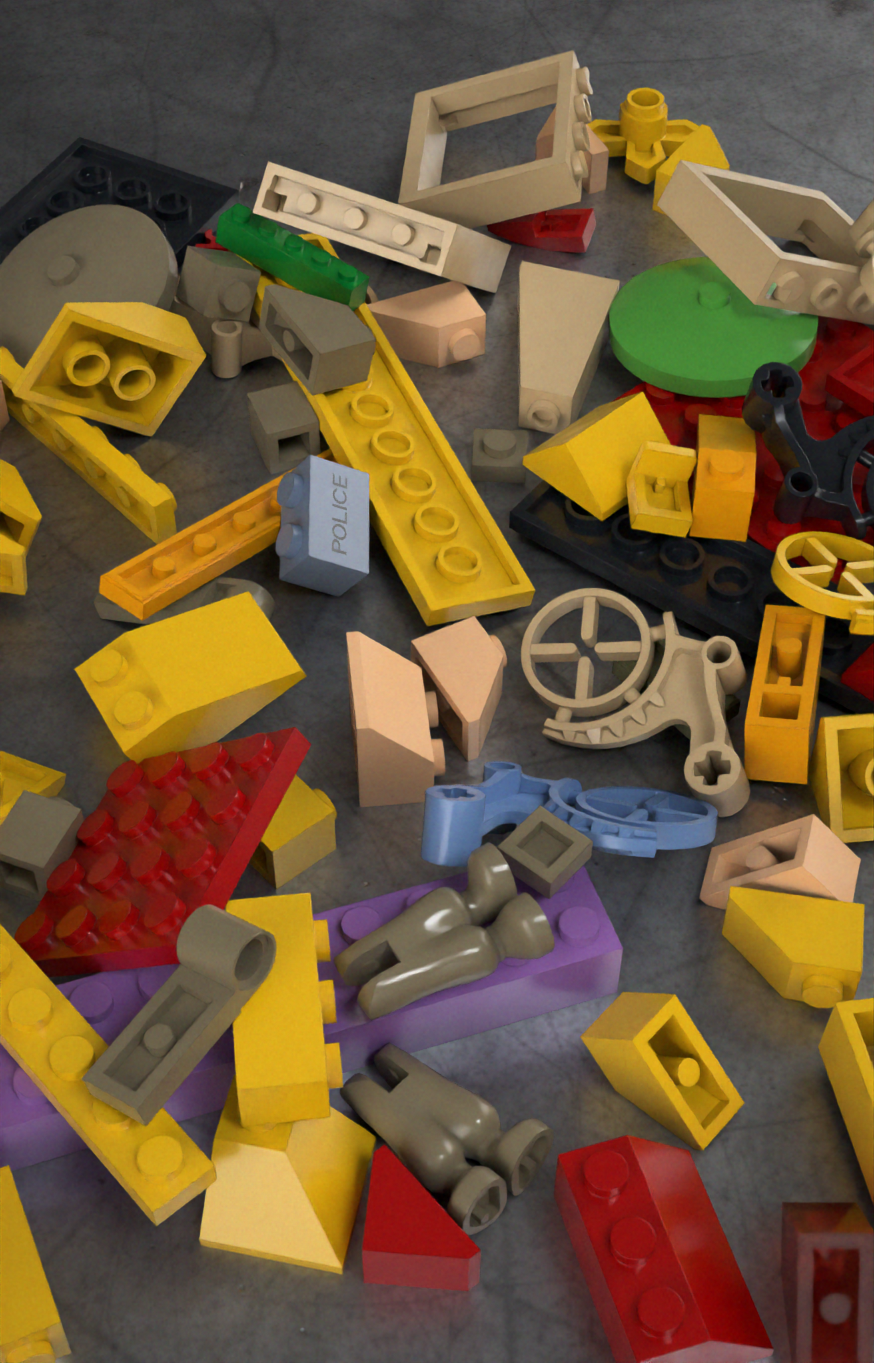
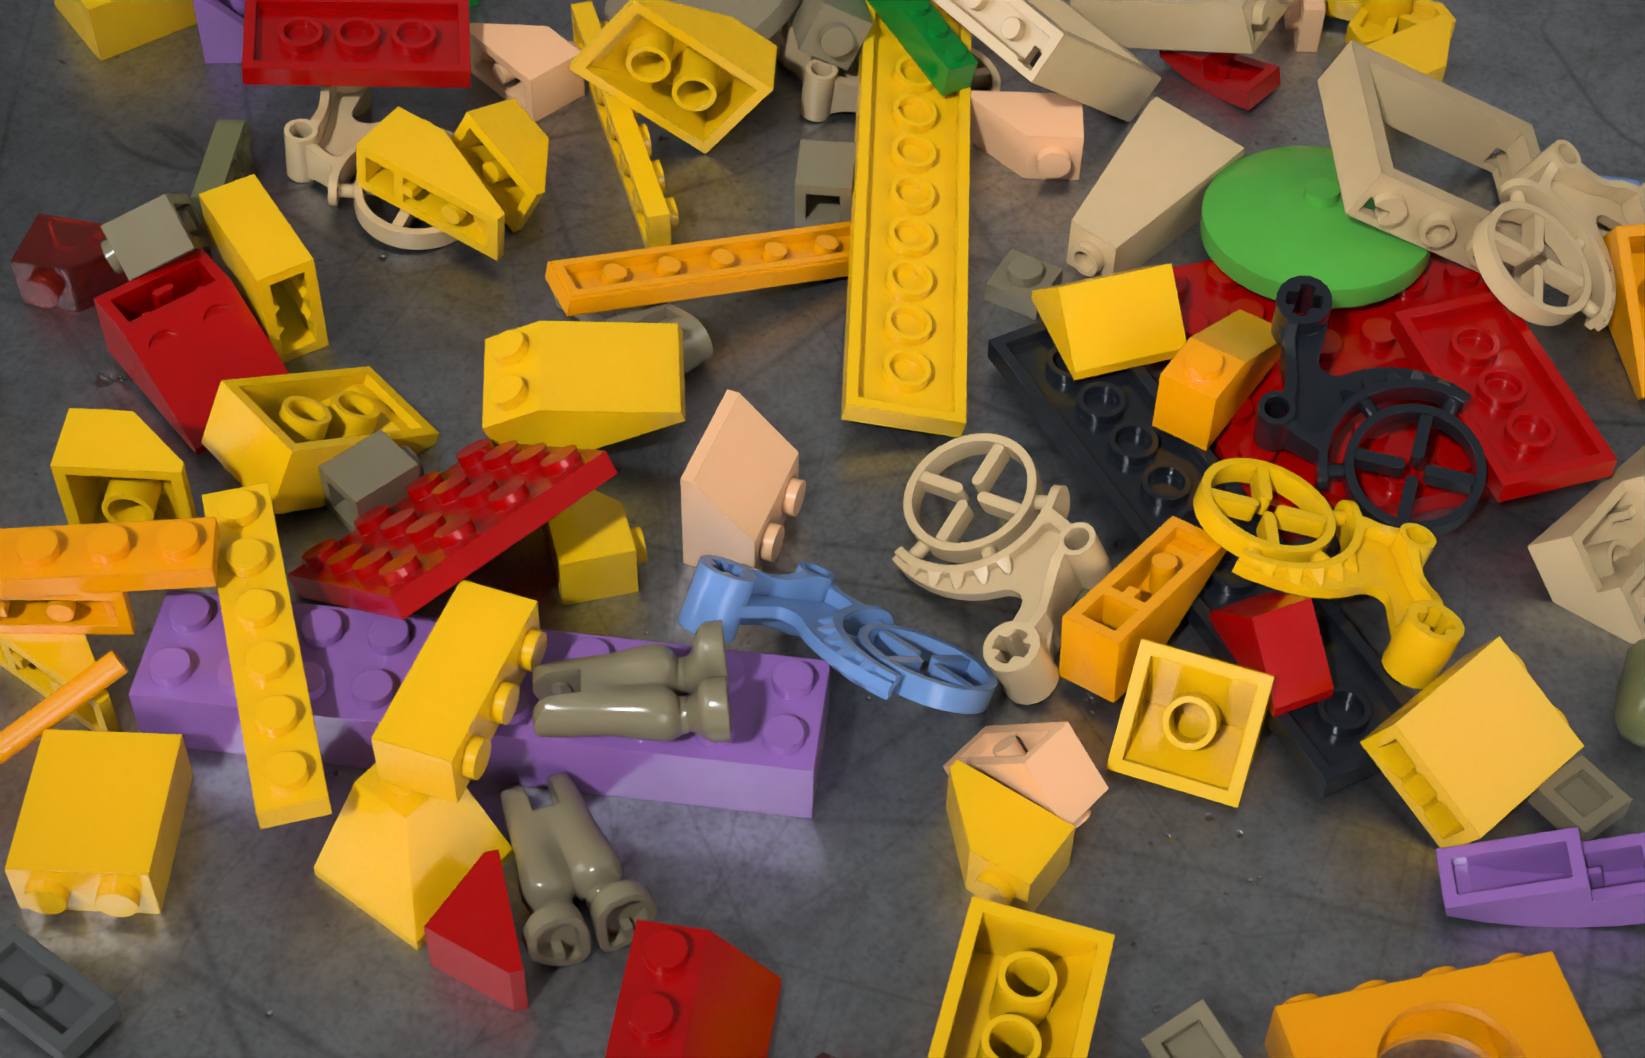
camera: 25 degrees right, 0 degrees up
(218, 973) = (415, 632): dark tan plate -> none
(317, 338) = (887, 108): dark tan slope -> none
(324, 526) = (792, 289): brick -> none
(467, 675) = (843, 481): light nougat slope -> none
(545, 851) = (782, 653): dark tan plate -> none
(660, 489) = (1134, 367): yellow bracket -> none
(663, 1065) = (799, 896): yellow slope -> none

